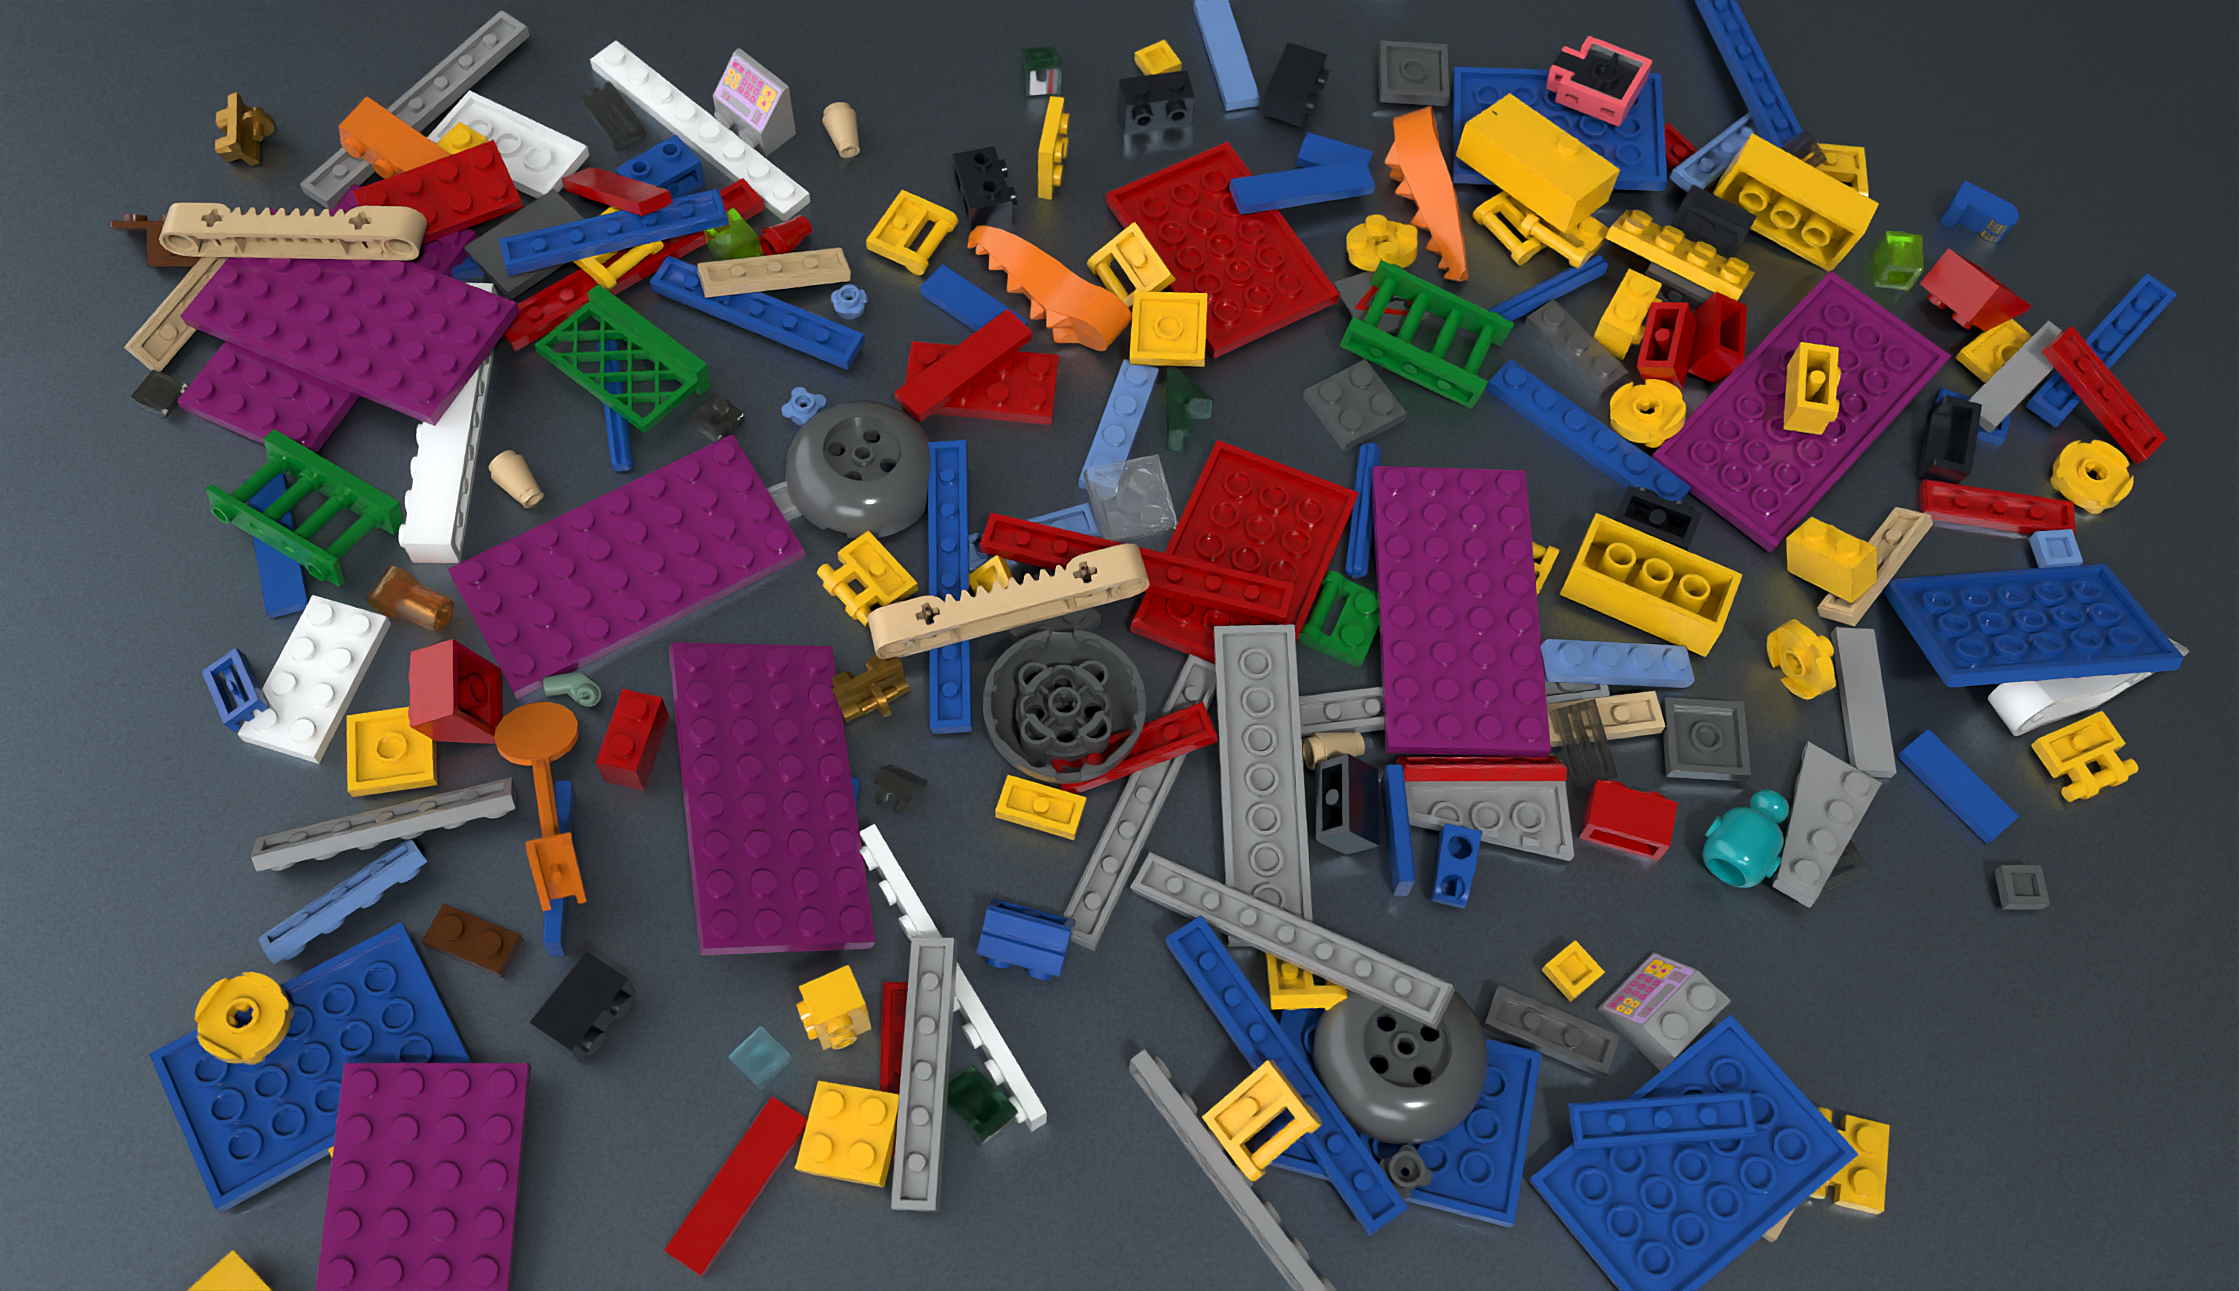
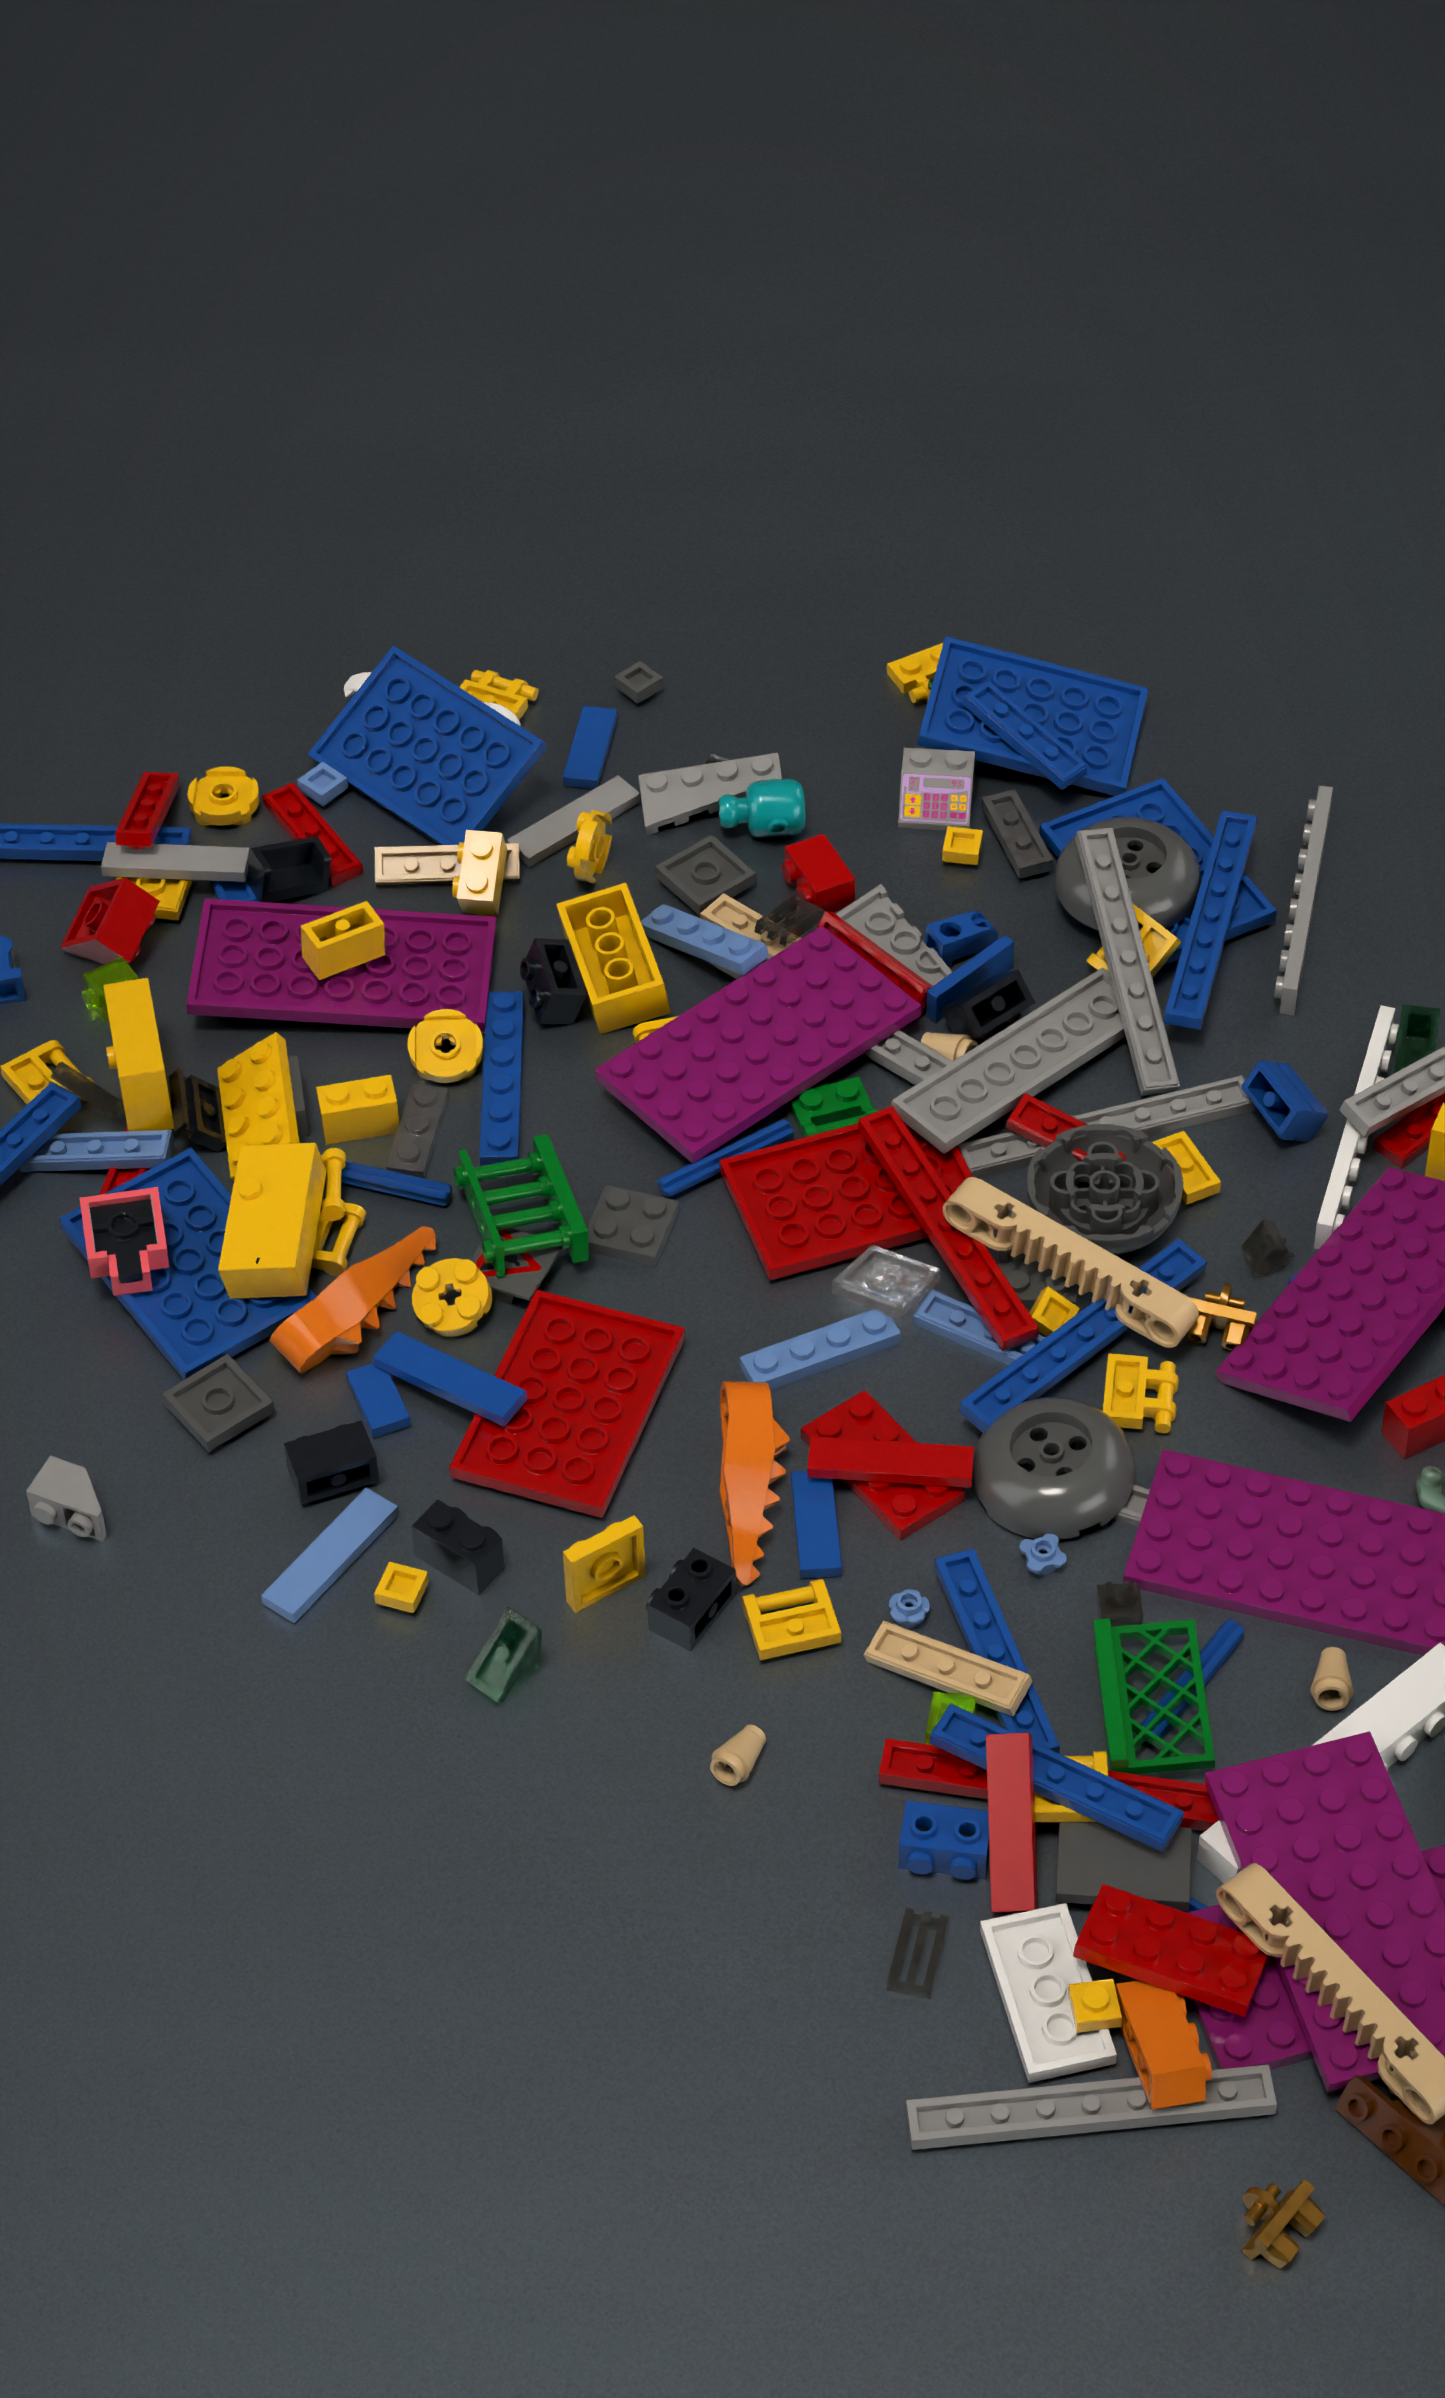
camera: 125 degrees left, 15 degrees down
(700, 130) = (857, 1877): white plate -> none
(754, 104) = (800, 1822): light grey slope -> none
(785, 236) = (900, 1699): red cone -> none
(1138, 261) = (655, 1427): yellow plate -> none
(1168, 329) = (702, 1357): yellow plate -> none
(1183, 402) = (765, 1318): clear green slope -> none
(1251, 1109) = (1256, 901): yellow plate -> none
(1408, 1159) = (1199, 830): dark grey plate -> none
(1667, 343) = (373, 1056): red brick -> none
(1718, 338) = (329, 1040): red piece -> none

